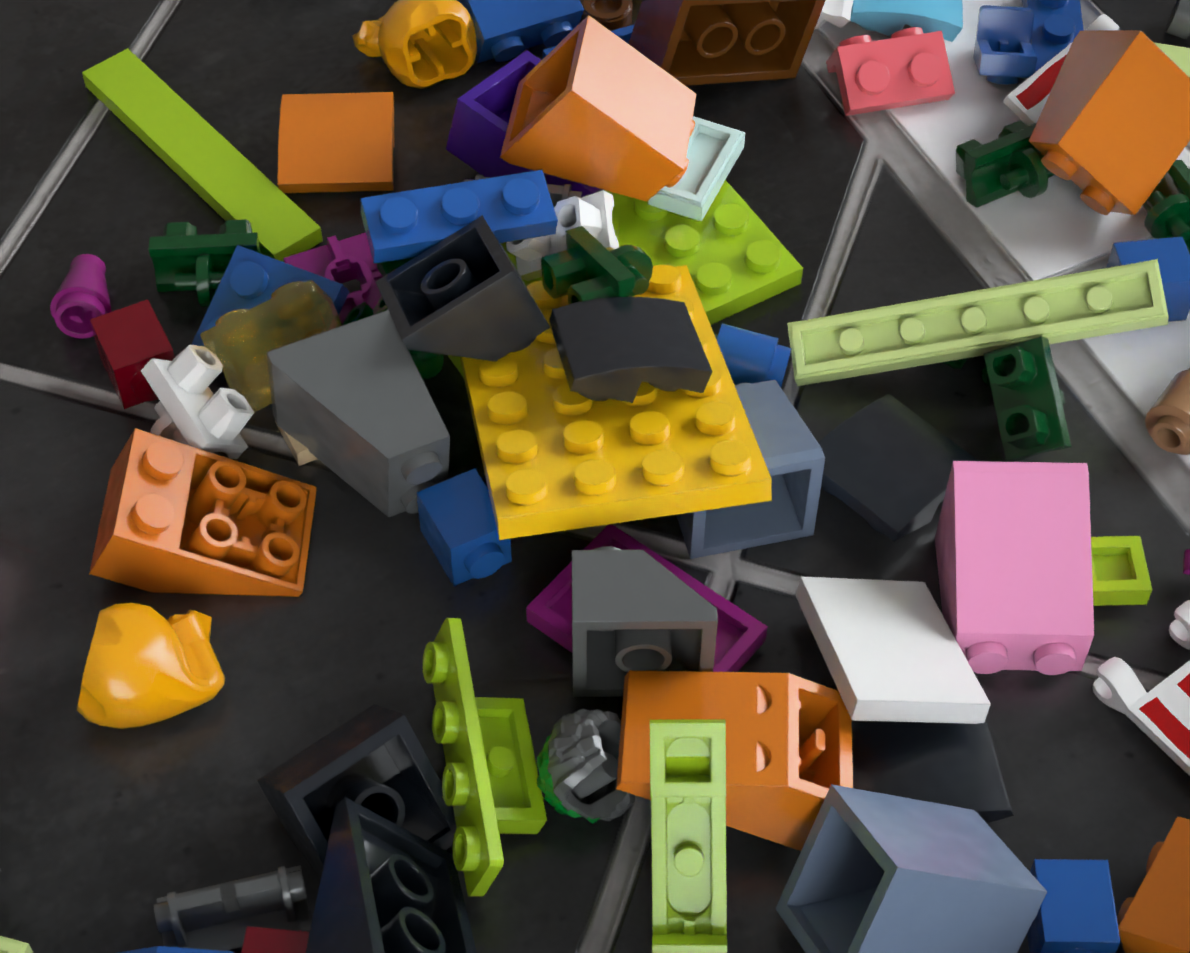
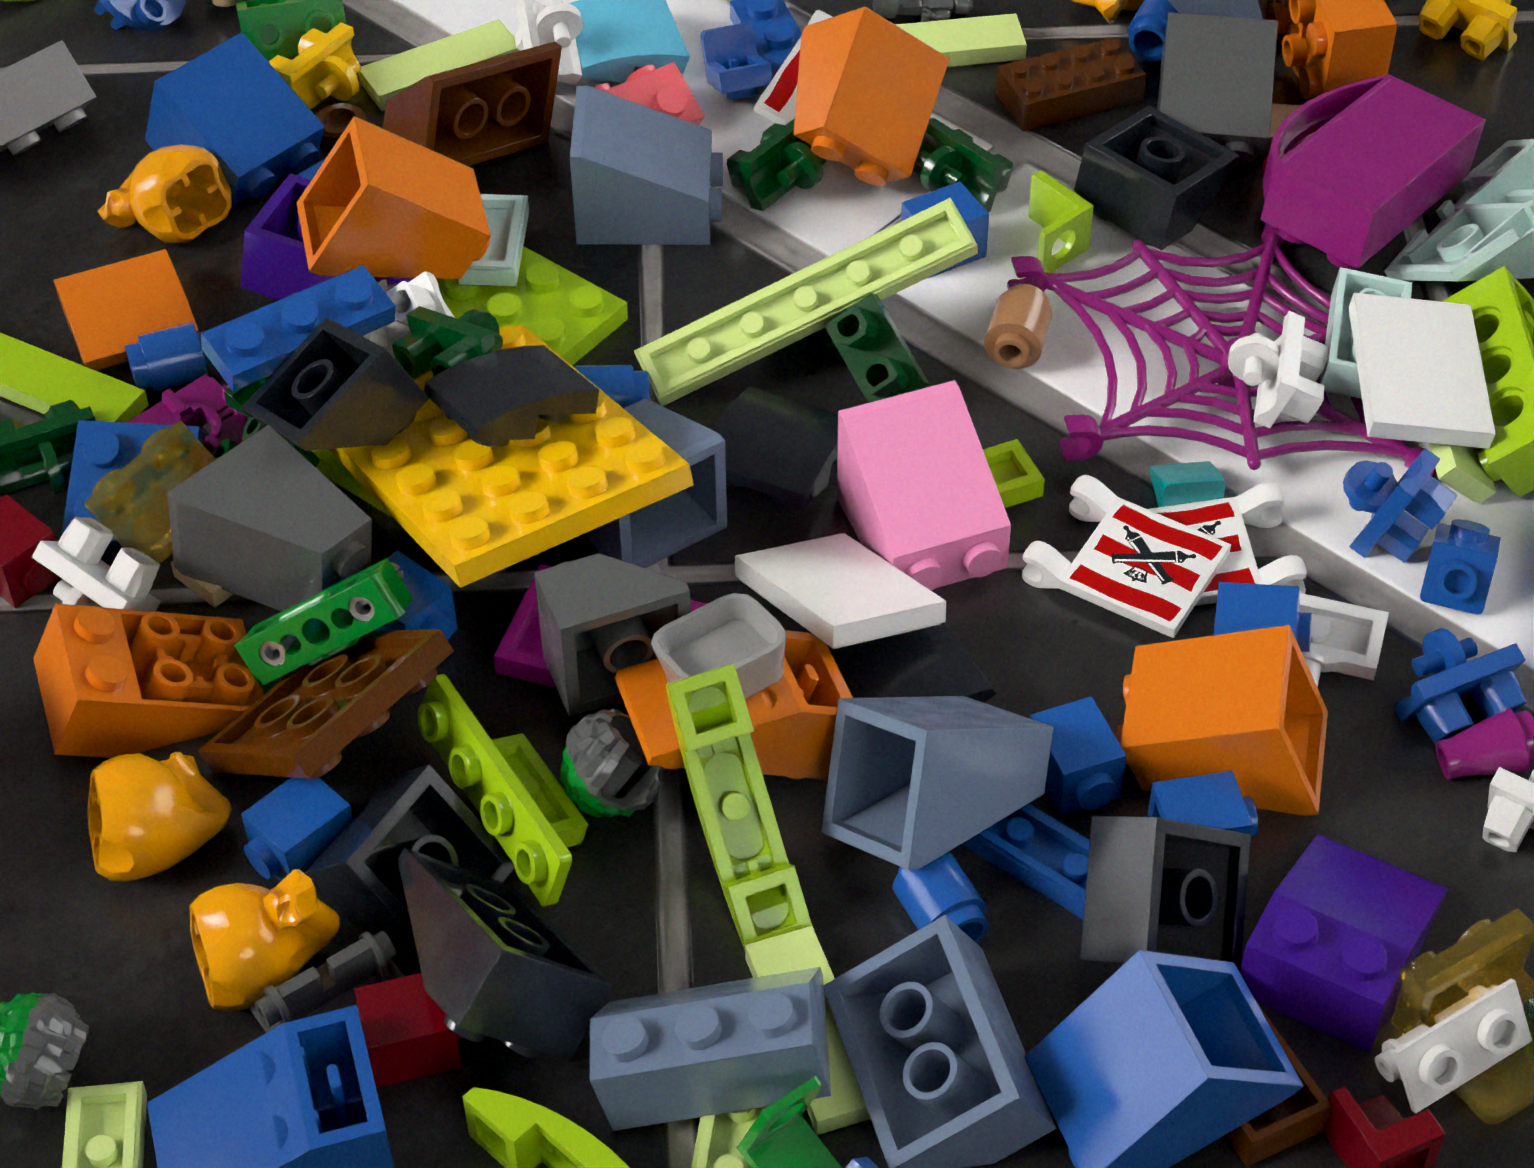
camera: 20 degrees left, 5 degrees down
(182, 836) = (257, 937): none -> light orange piece
(268, 726) = (293, 826): none -> blue brick
(339, 198) = (167, 358): none -> blue brick
(344, 611) = (325, 706): none -> reddish brown plate
(379, 523) = (325, 622): none -> green piece
(734, 680) = (724, 633): none -> light grey piece
(864, 138) = (641, 174): none -> sand blue slope

